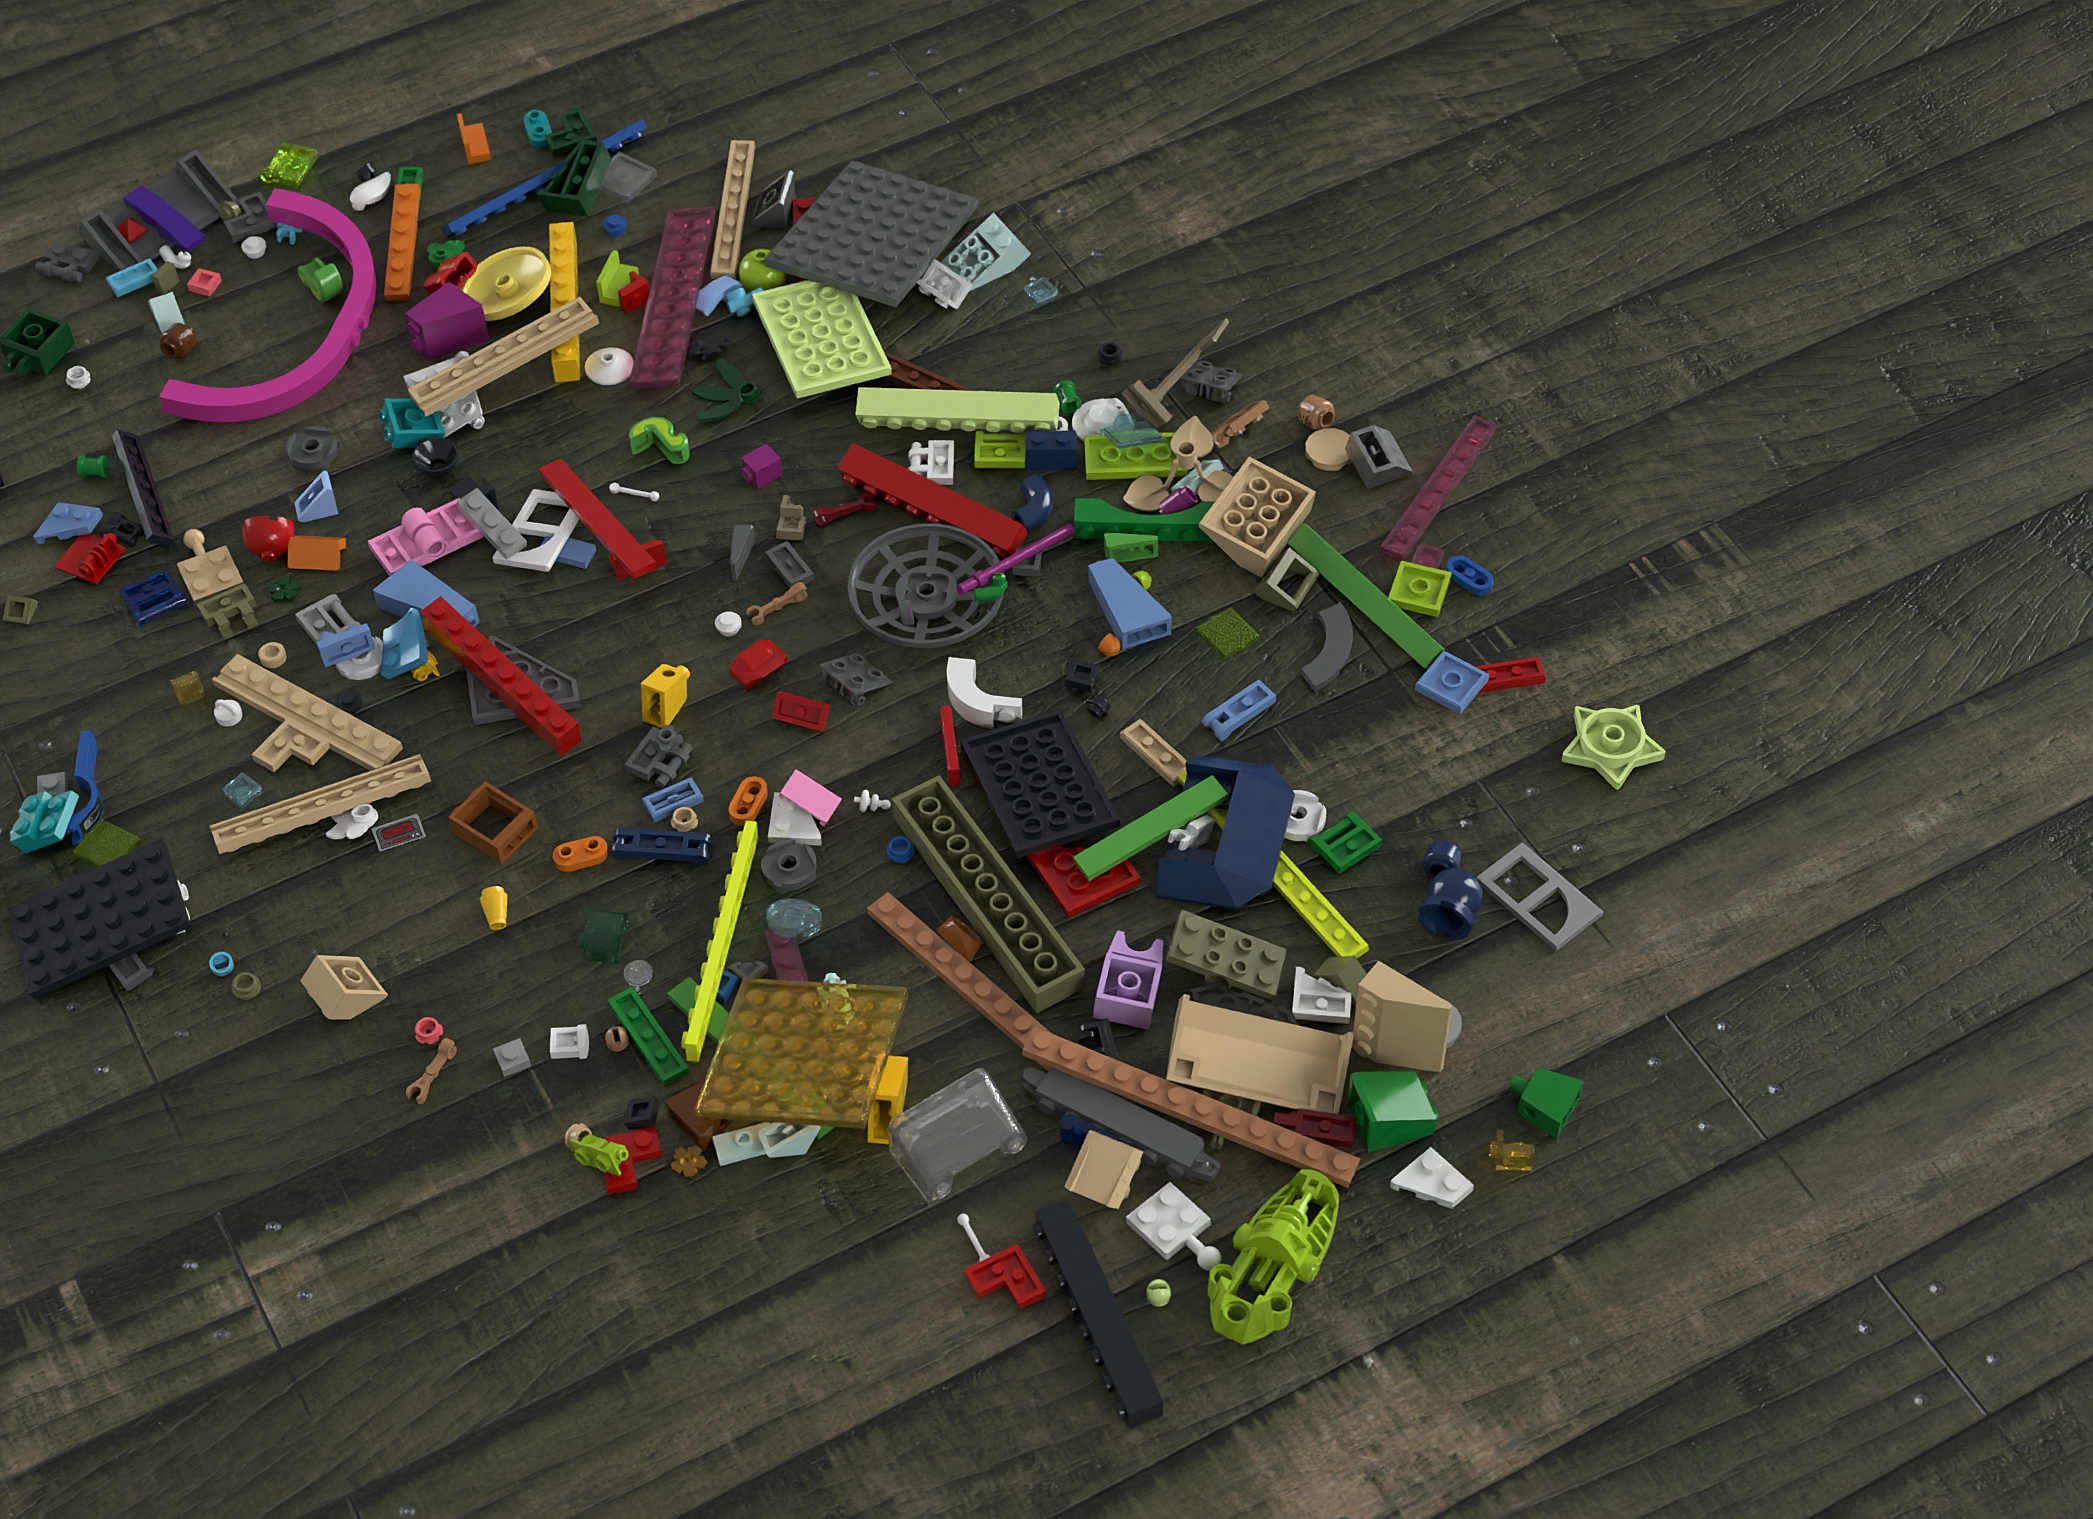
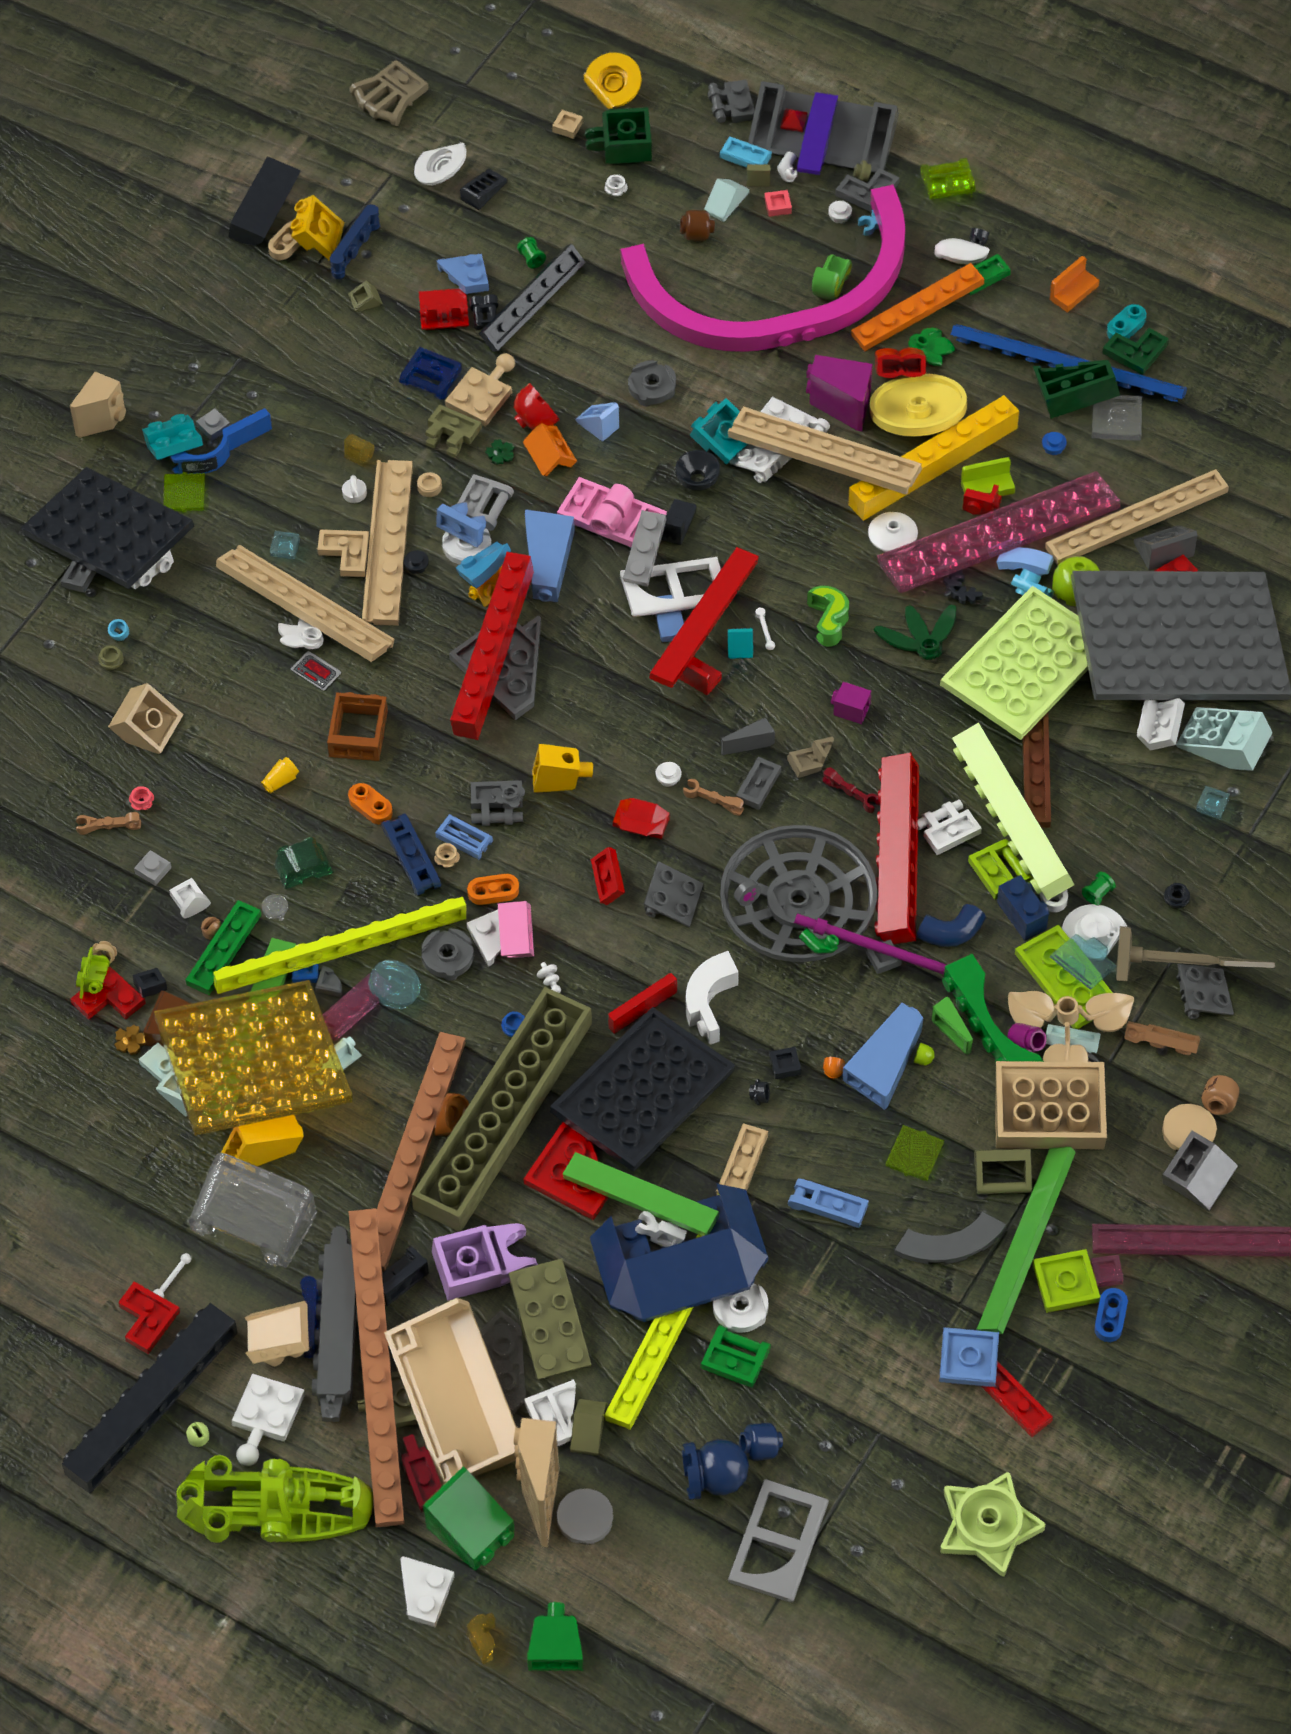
camera: 60 degrees right, 5 degrees up
(637, 513) = (740, 643): none -> teal slope

